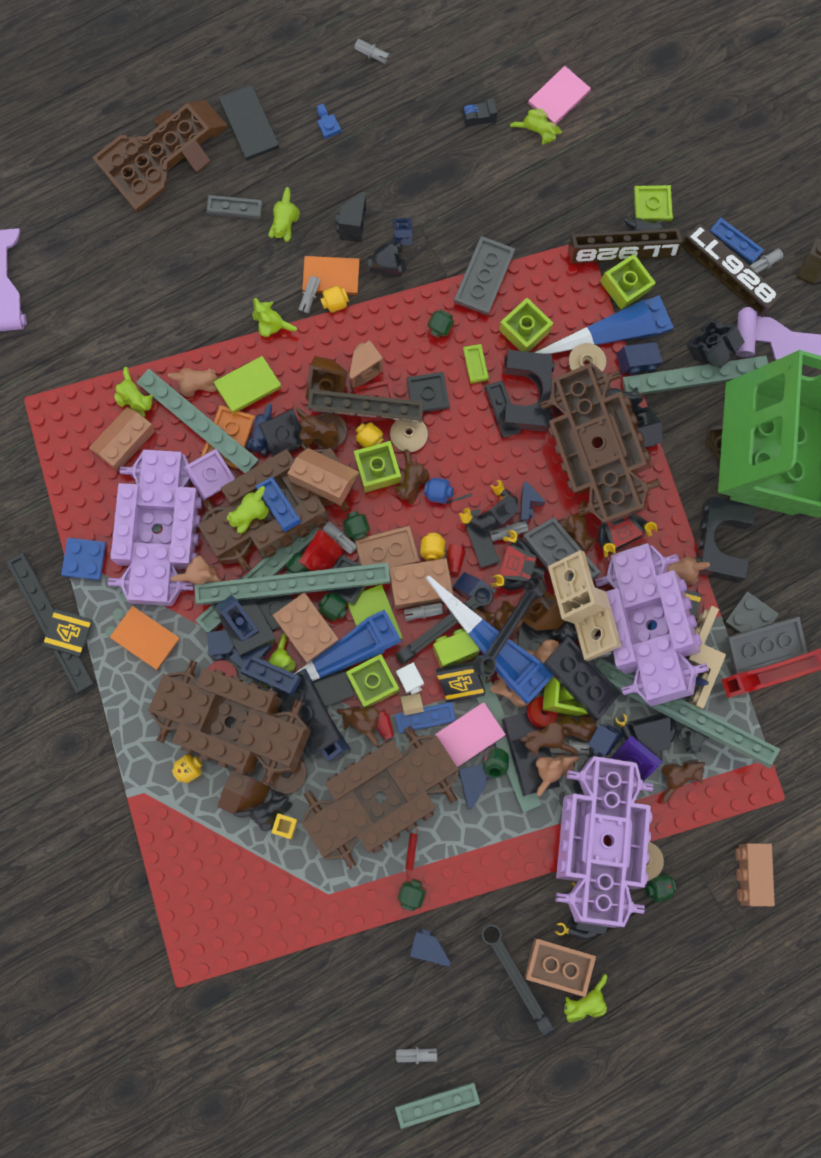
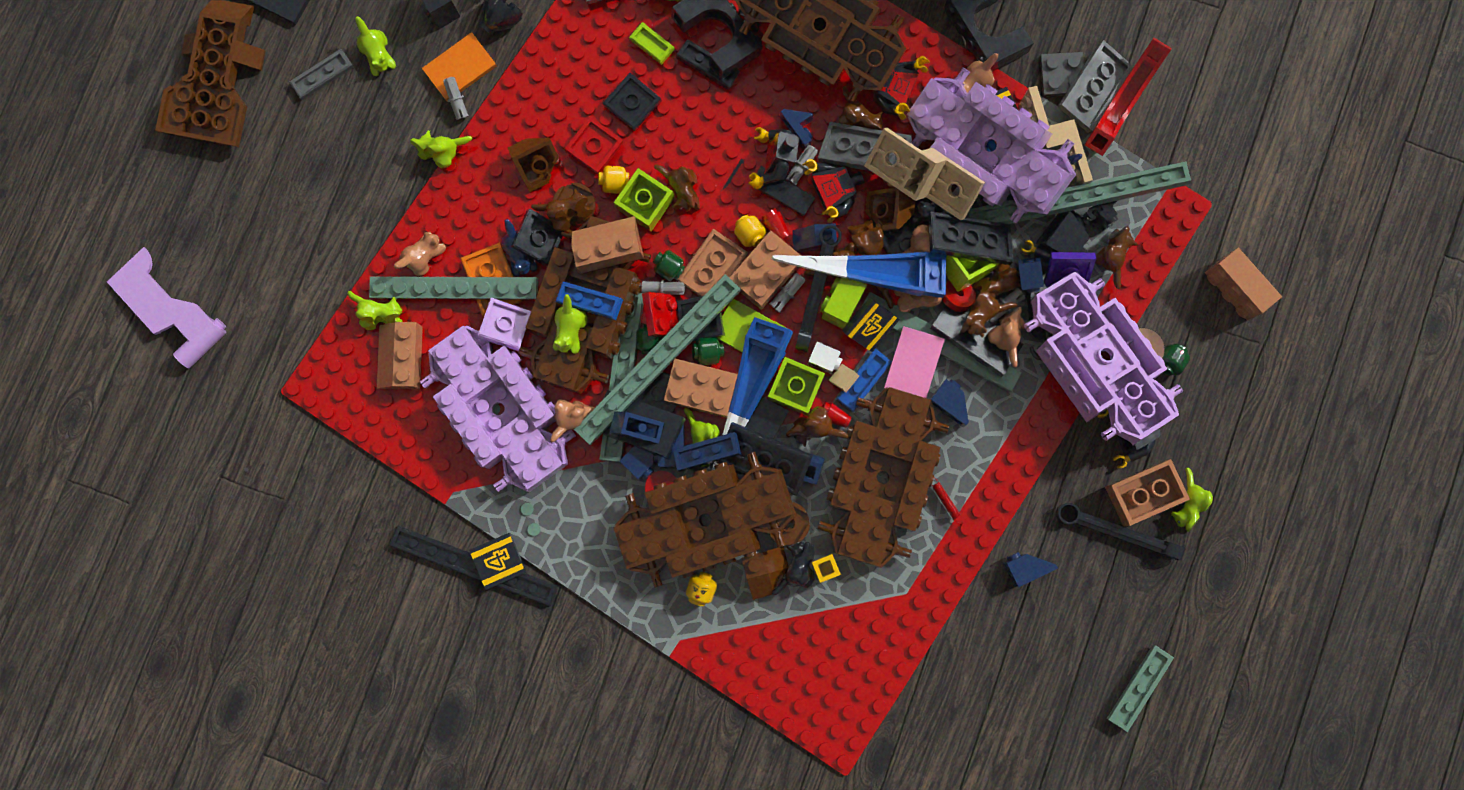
camera: 30 degrees left, 5 degrees up
(84, 559) = (456, 487): blue plate -> none
(145, 638) = (568, 510): orange tile -> none
(247, 384) = (469, 220): lime tile -> none
(334, 299) = (481, 84): yellow head -> none
(365, 364) = (559, 118): nougat slope -> none
(365, 406) = (591, 154): dark brown brick -> none
(411, 442) = (645, 160): tan dish -> none
(411, 894) = (977, 535): dark green head -> none
(416, 1055) = (1090, 662): light grey axle -> none
(438, 490) = (713, 178): blue head -> none
(440, 323) = (592, 31): dark green head -> none
(495, 762) = (956, 368): dark green head -> none
(534, 589) = (876, 243): black piece -> none

